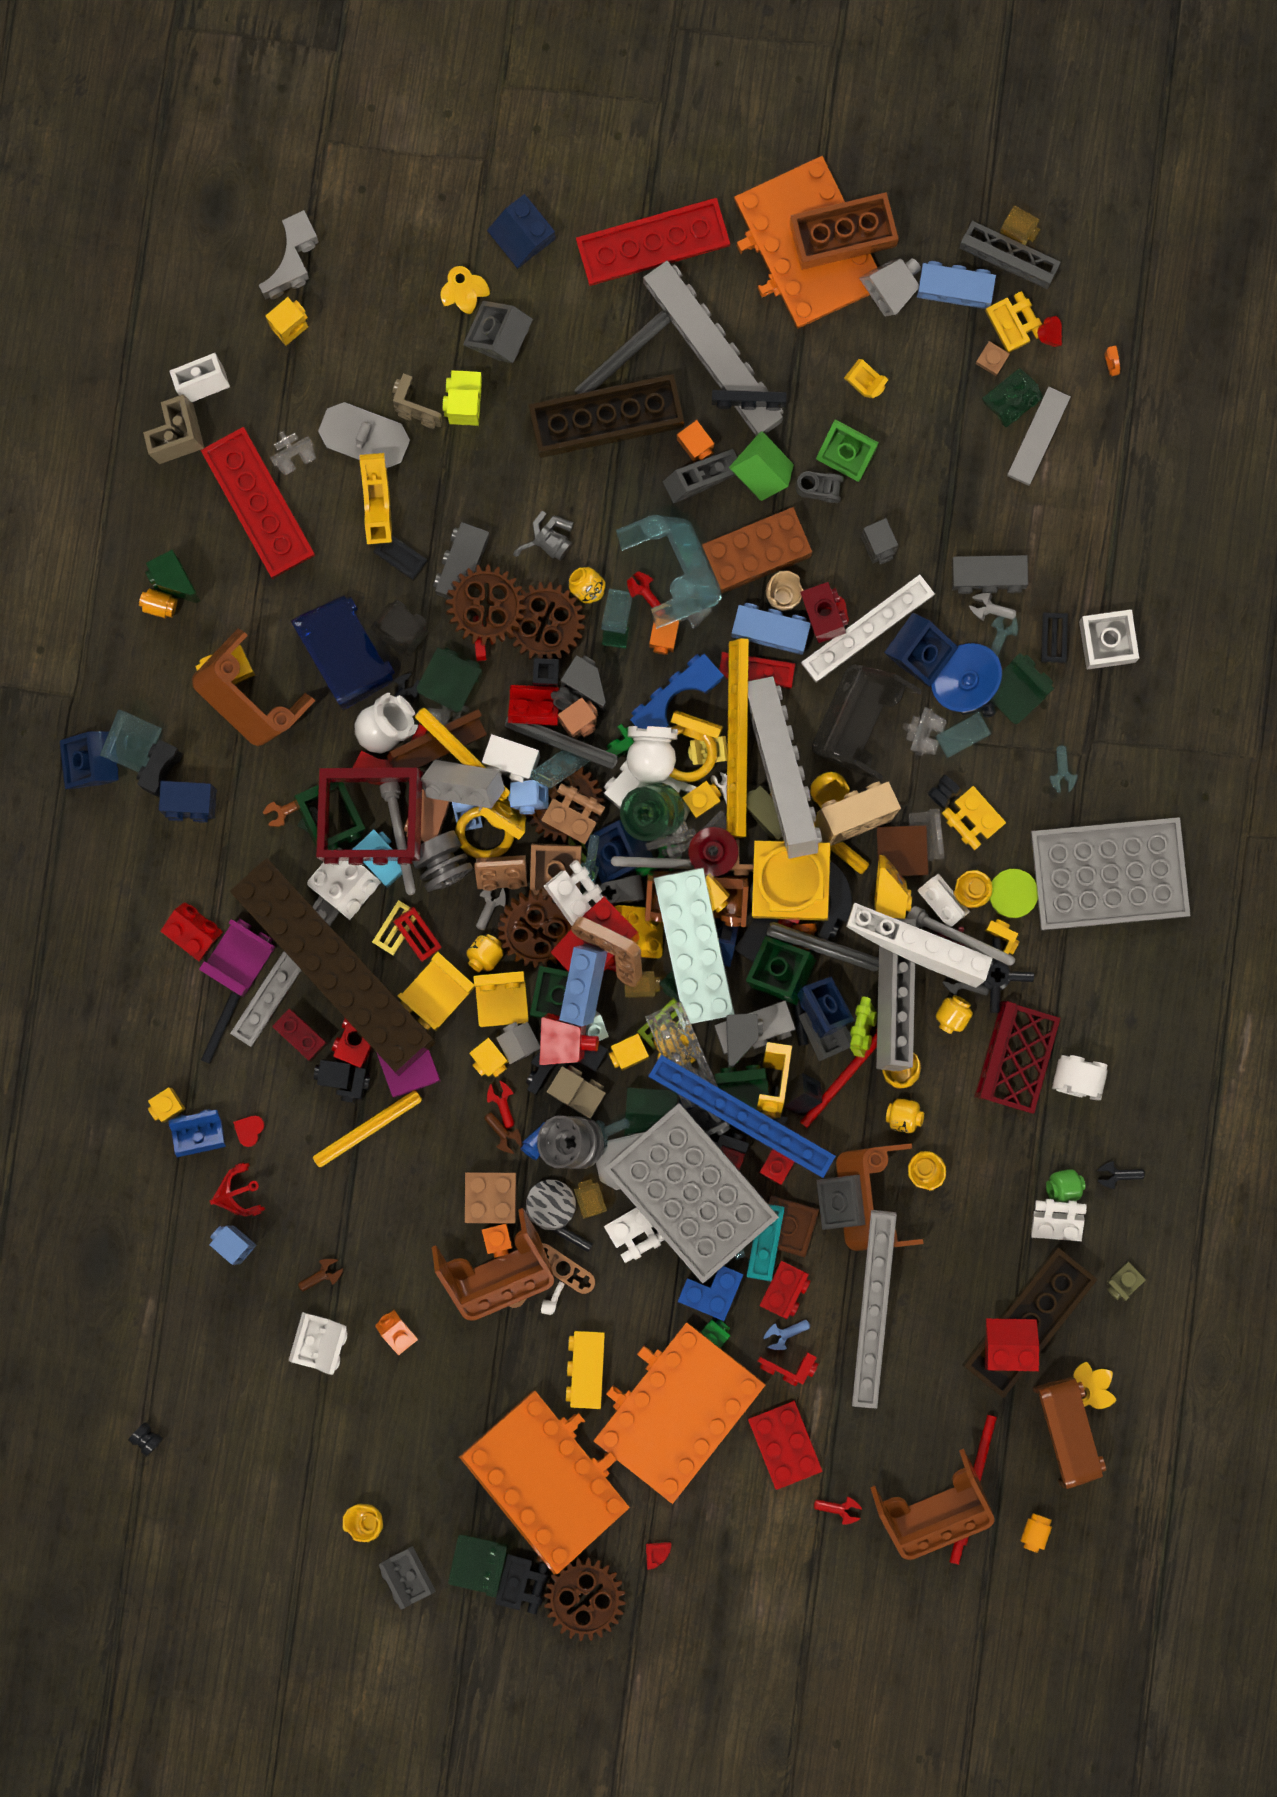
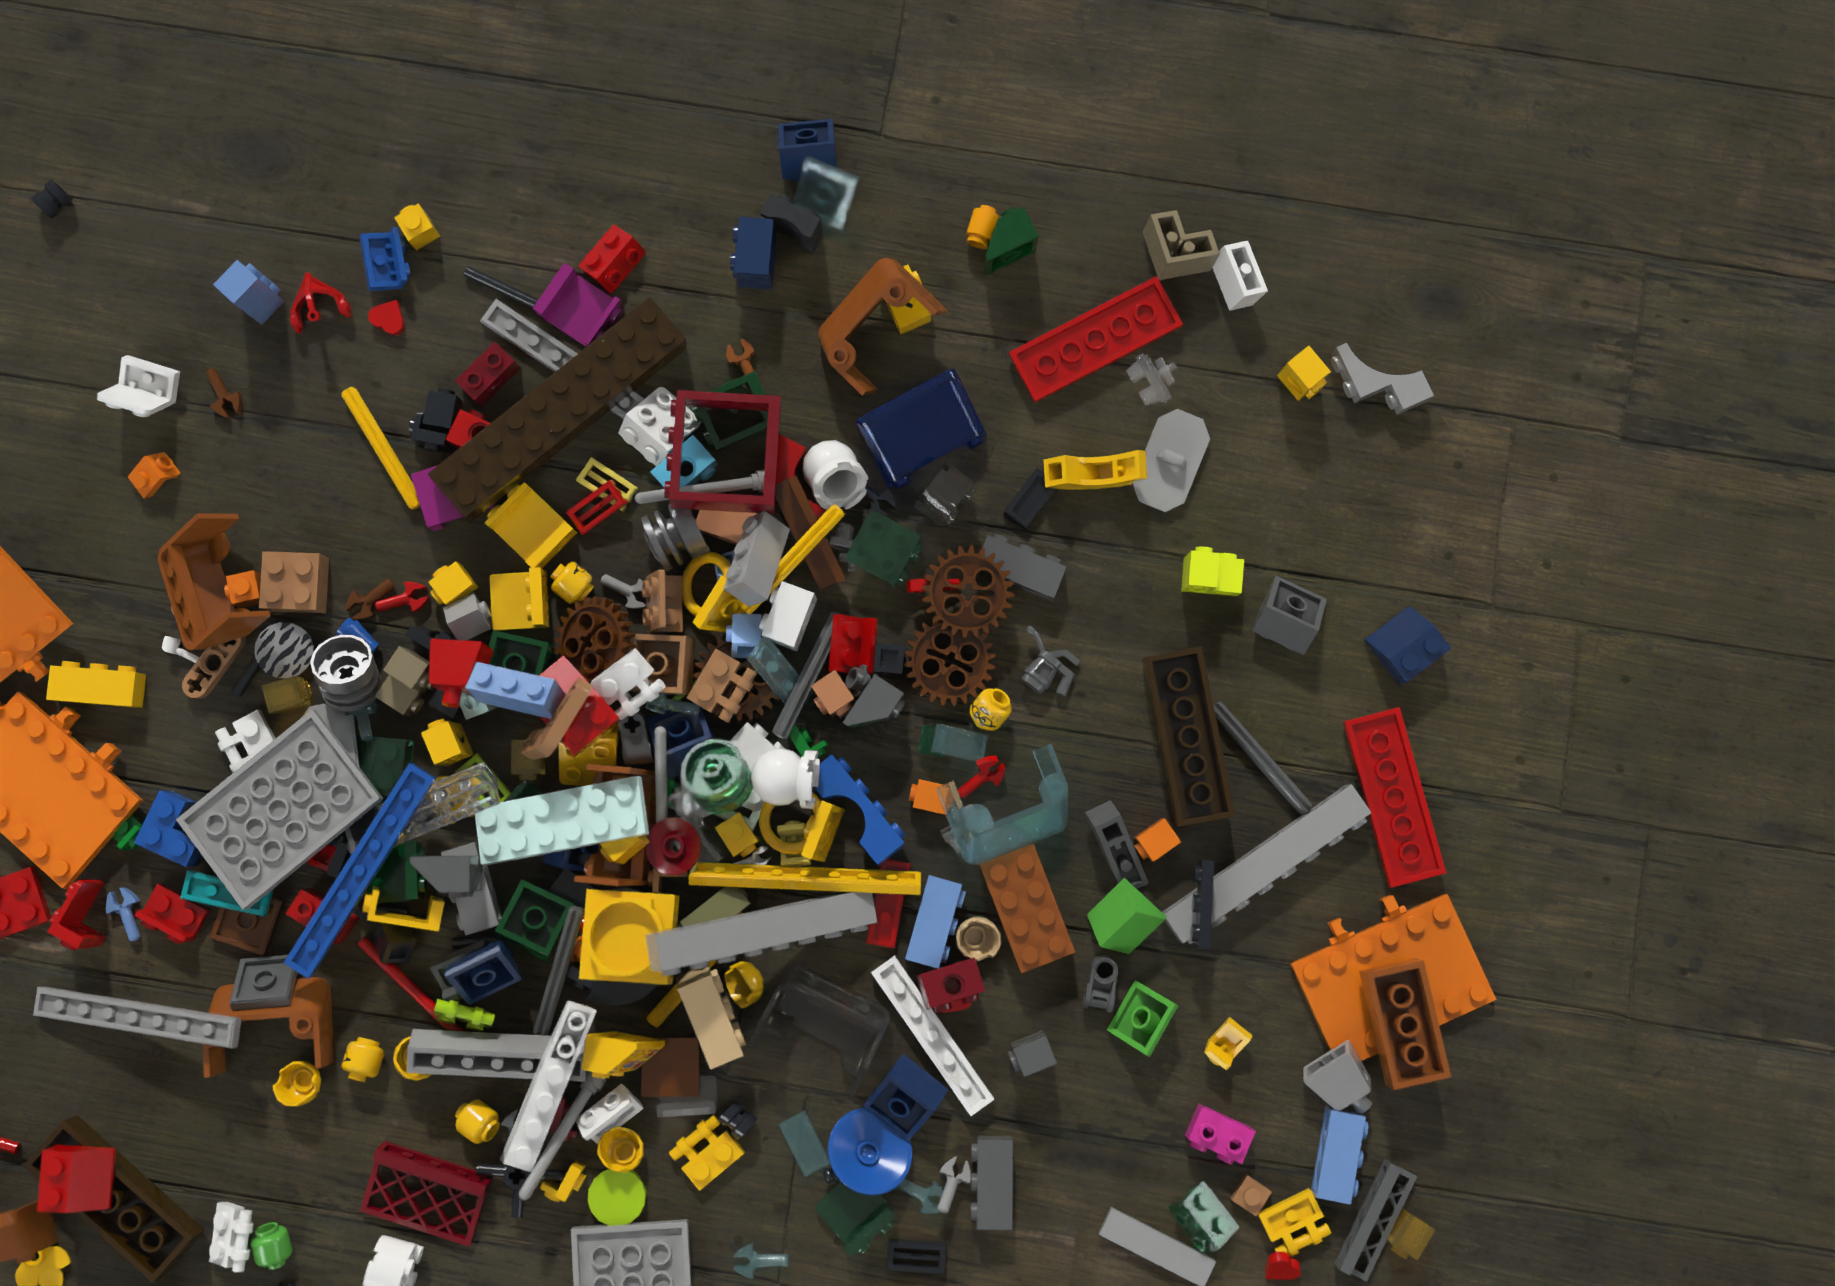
camera: 90 degrees right, 0 degrees up
(402, 394) = (1217, 503): dark tan bracket -> none
(463, 293) = (1335, 577): yellow plate -> none
(928, 722) = (819, 1104): clear hips -> none
(942, 384) = (1219, 1134): none -> dark pink brick

